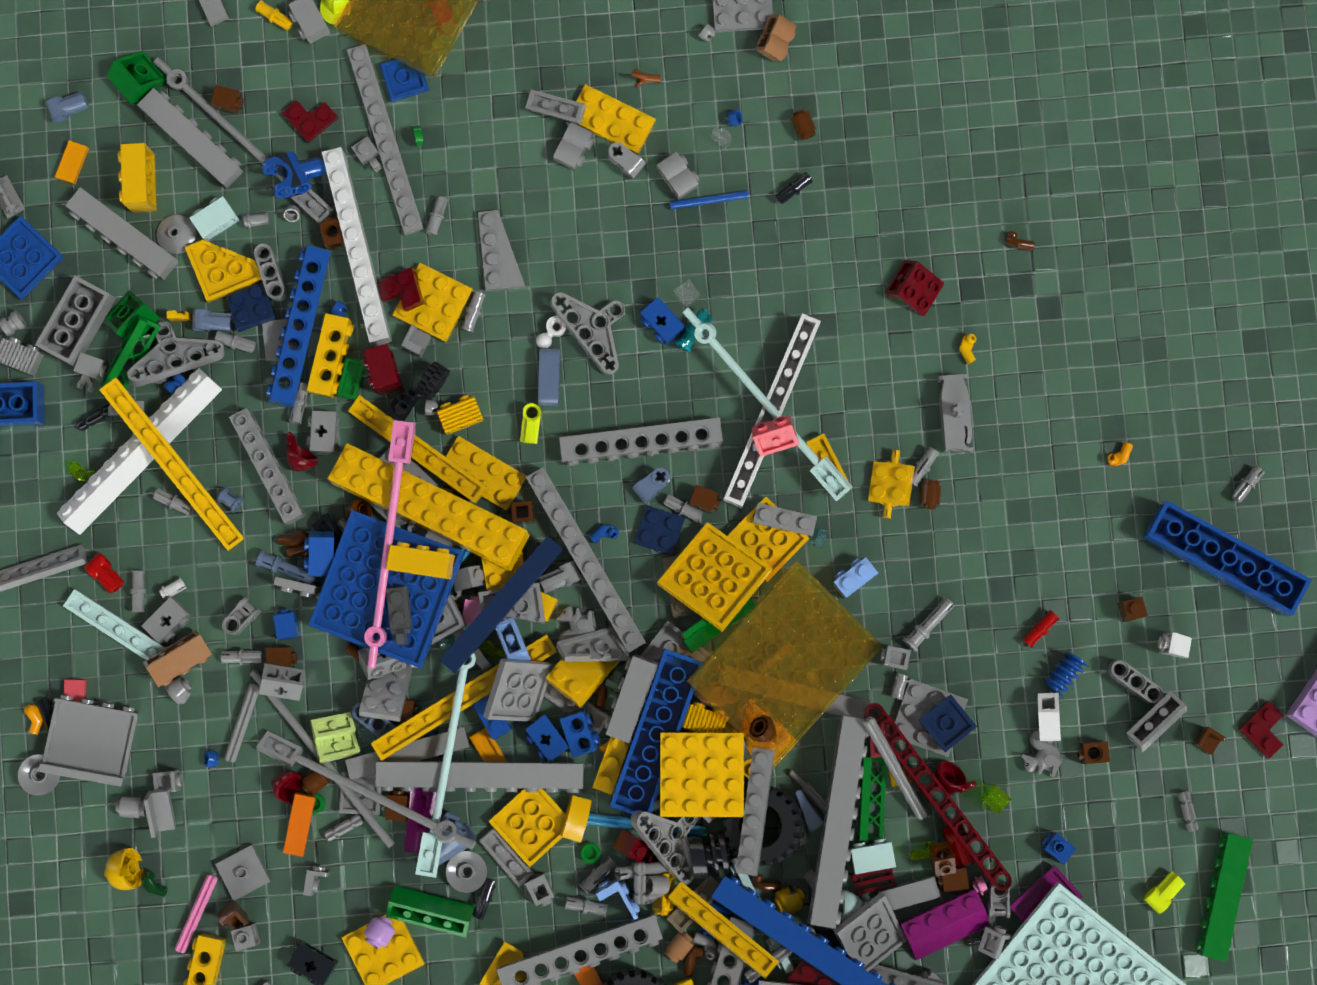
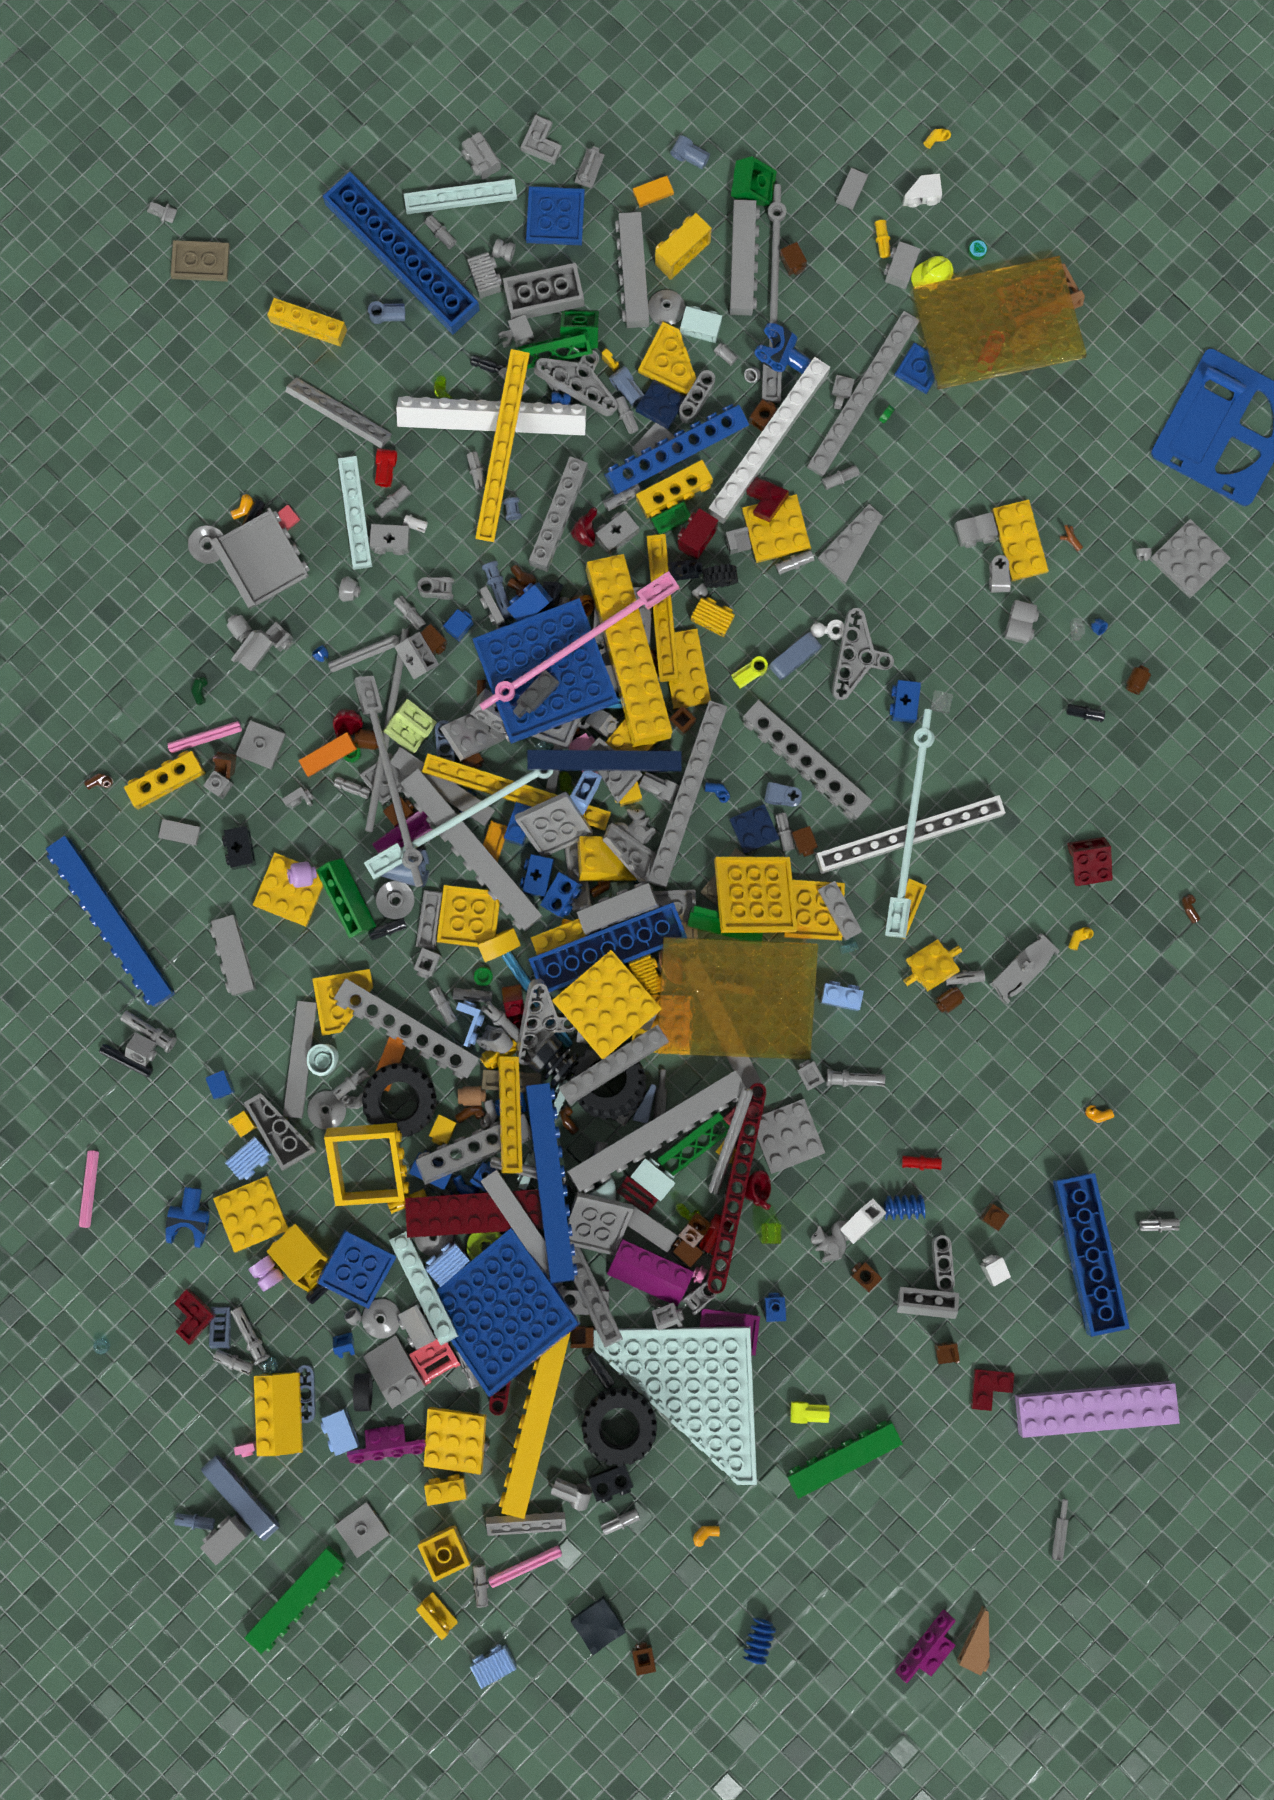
camera: 45 degrees right, 0 degrees up
(123, 869) = (192, 659): yellow cylinder -> none
(177, 659) = (369, 569): medium nougat brick -> none
(310, 124) = (827, 333): dark red plate -> none
(339, 309) = (713, 467): blue hinge -> none
(420, 561) = (585, 676): yellow brick -> none
(555, 106) = (993, 492): light grey plate -> none
(639, 882) = (492, 1027): light grey axle -> none
(688, 337) = (909, 730): teal piece -> none
(709, 199) = (1023, 659): blue bar -> none
(762, 729) = (676, 1020): reddish brown cone -> none
(774, 435) = (893, 850): coral bracket -> none
(776, 37) = (1184, 605): medium nougat brick -> none
(789, 900) = (571, 1145): yellow head -> none
(899, 686) = (792, 1095): light grey pin -> none
(947, 723) = (795, 1151): dark blue plate -> none
(1188, 811) = (882, 1381): light grey axle -> none

